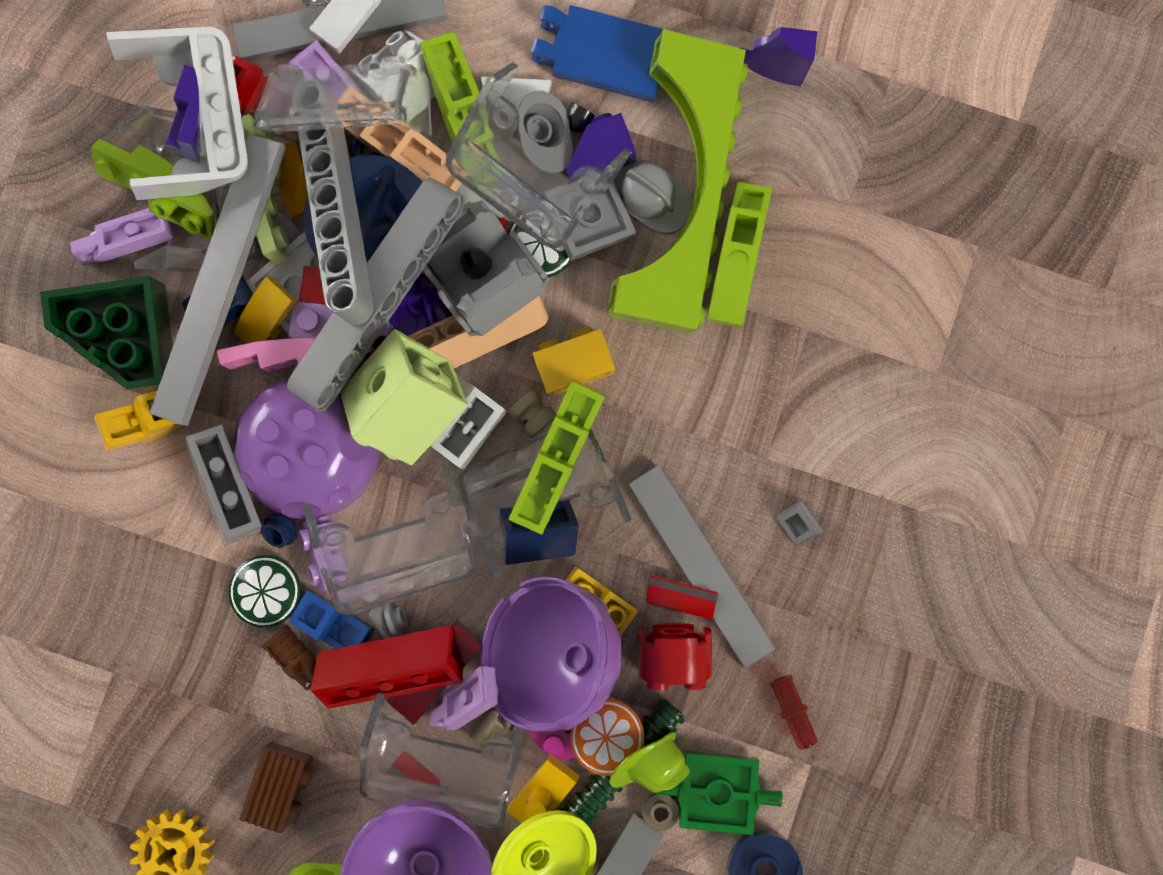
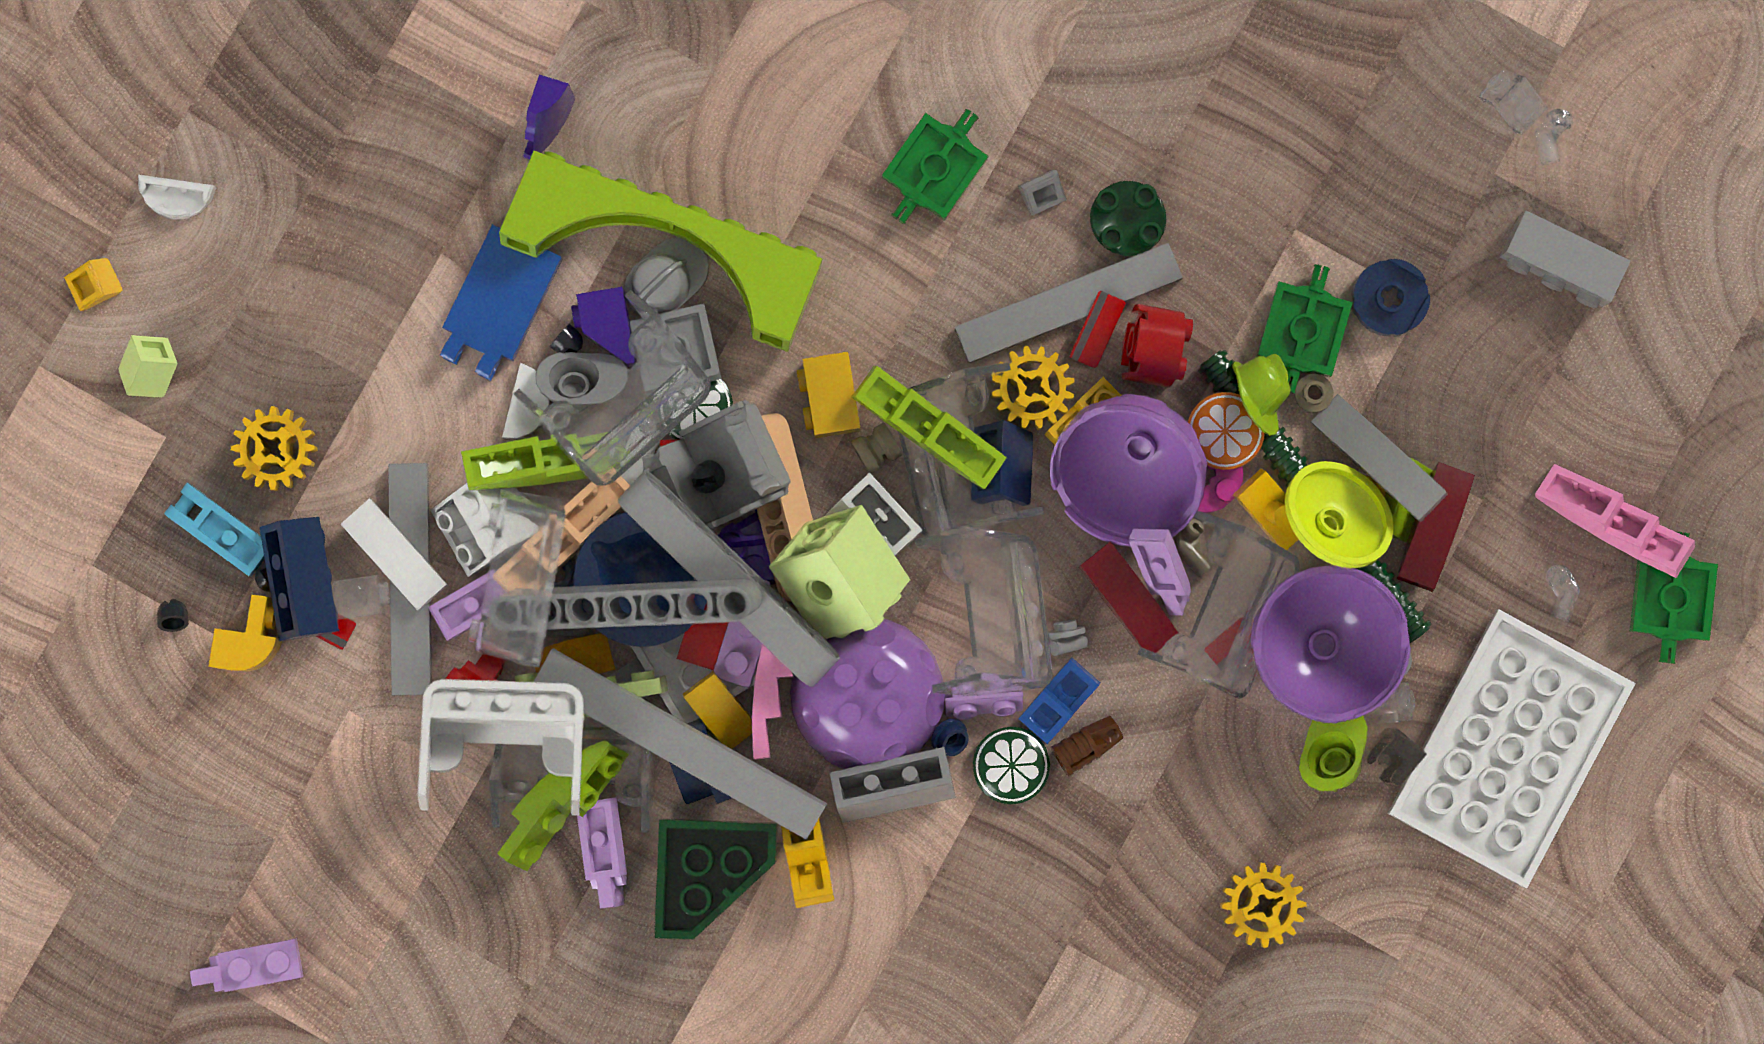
camera: 85 degrees left, 0 degrees up
(185, 130) = (514, 736): dark purple slope -> none
(276, 787) = (1216, 784): reddish brown brick -> none
(386, 667) = (1111, 644): red panel -> none
(630, 554) = (1047, 399): none -> yellow gear
(739, 254) = (749, 198): lime slope -> none
(791, 607) = (1128, 218): none -> dark green dish
(794, 712) = (1236, 236): clear red axle -> none
(803, 419) = (935, 166): none -> green plate

